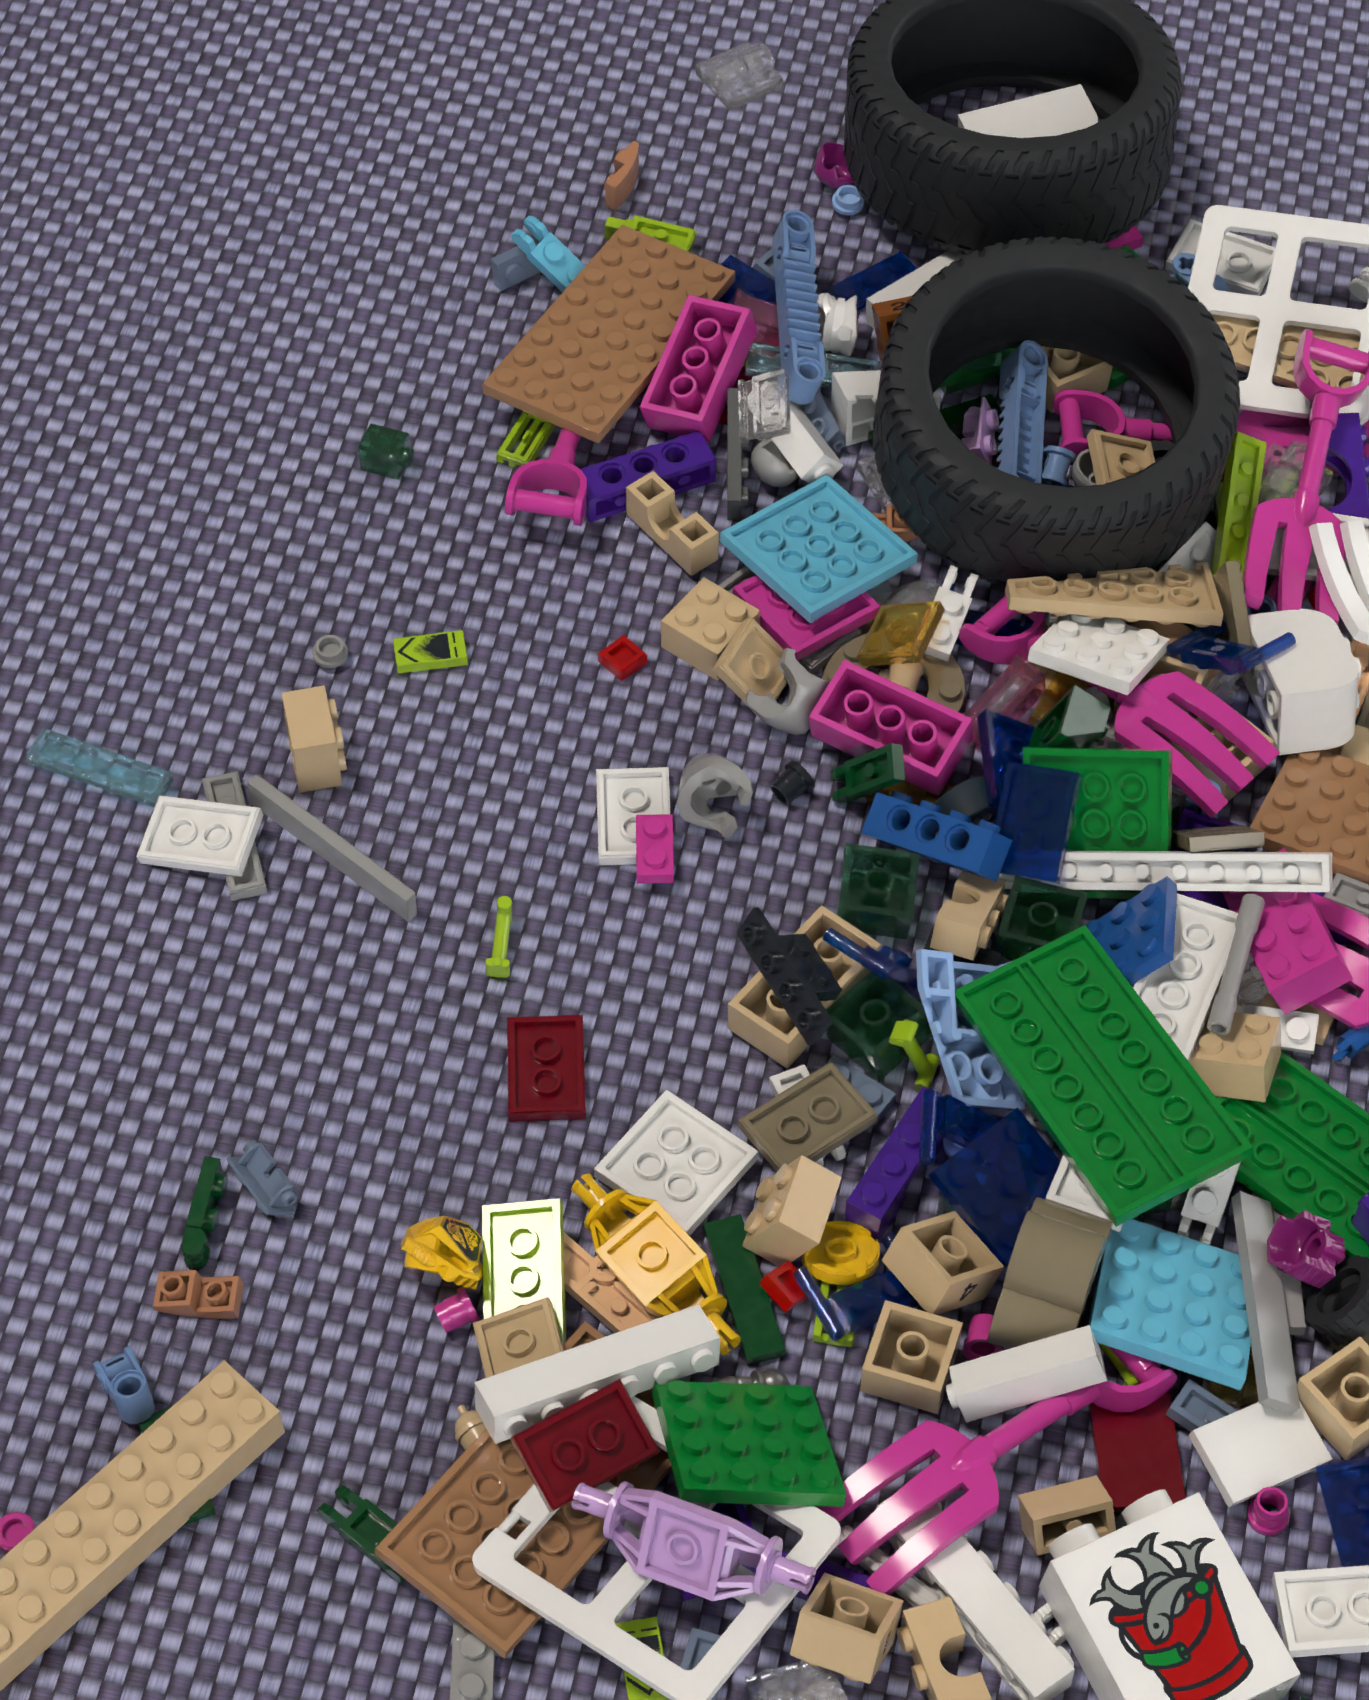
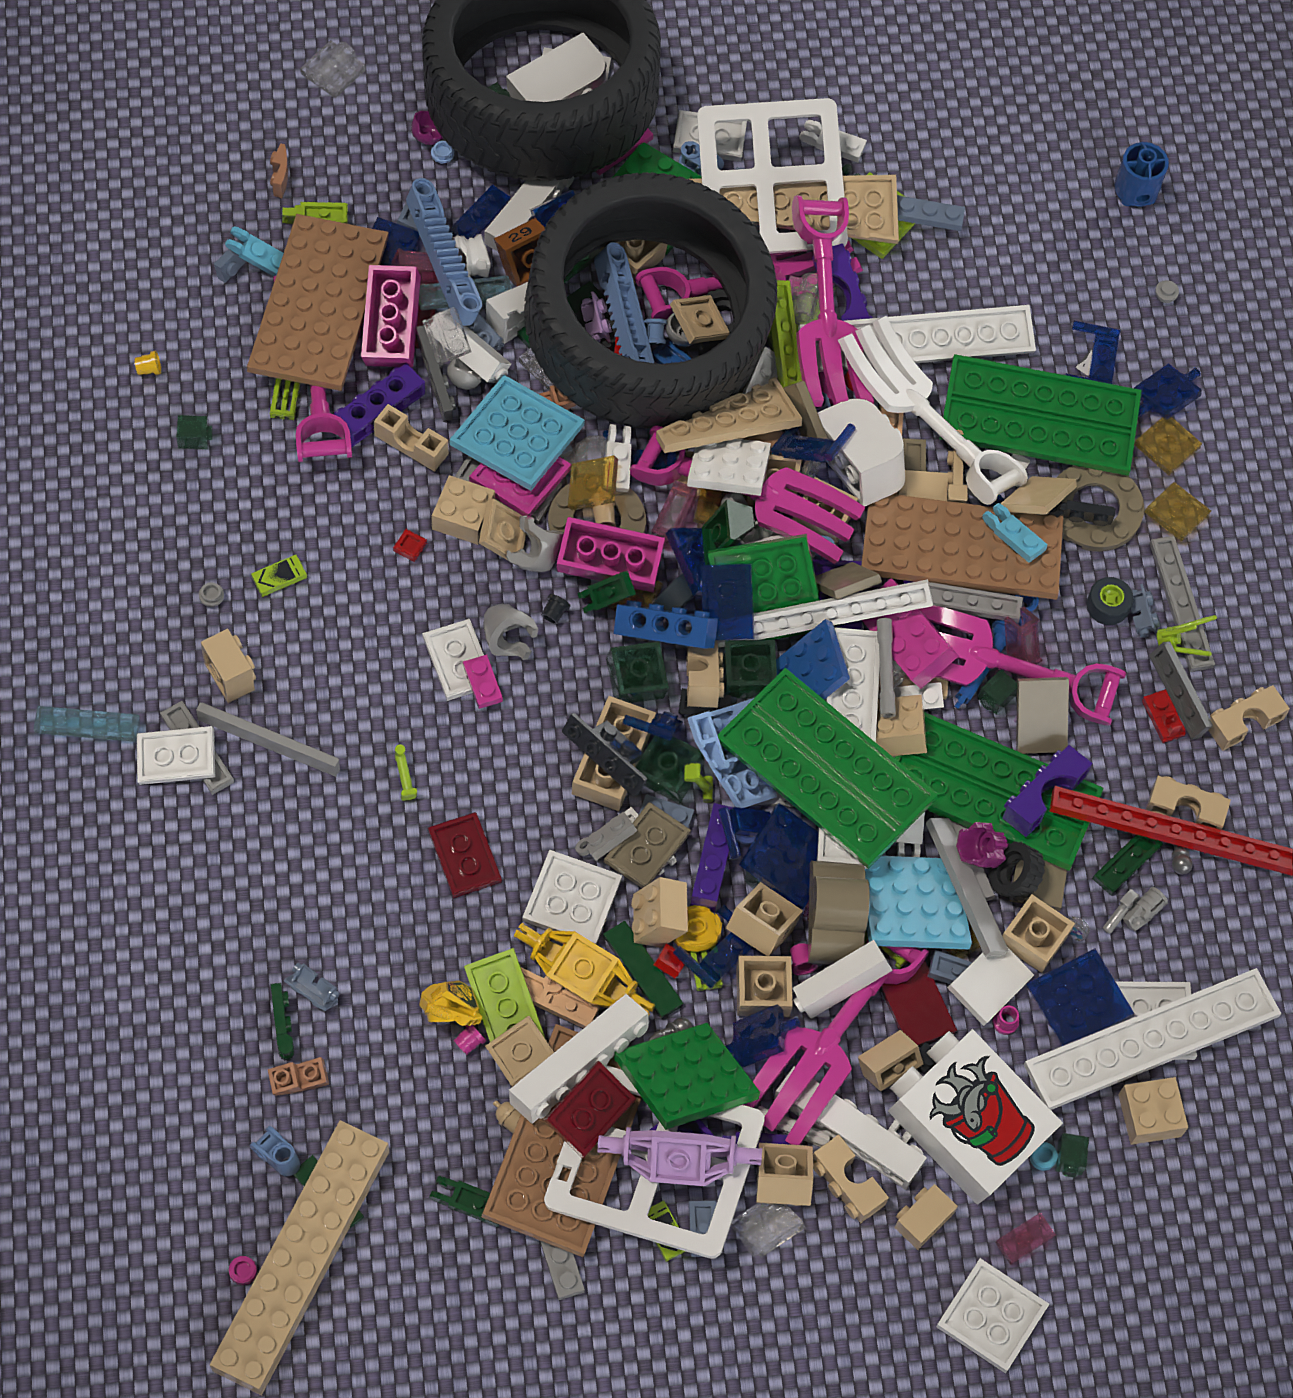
camera: 25 degrees left, 10 degrees up
(360, 359) = (148, 364): none -> yellow piece
(747, 1095) = (606, 837): none -> light grey hinge
(879, 1420) = (760, 1035): none -> clear blue plate

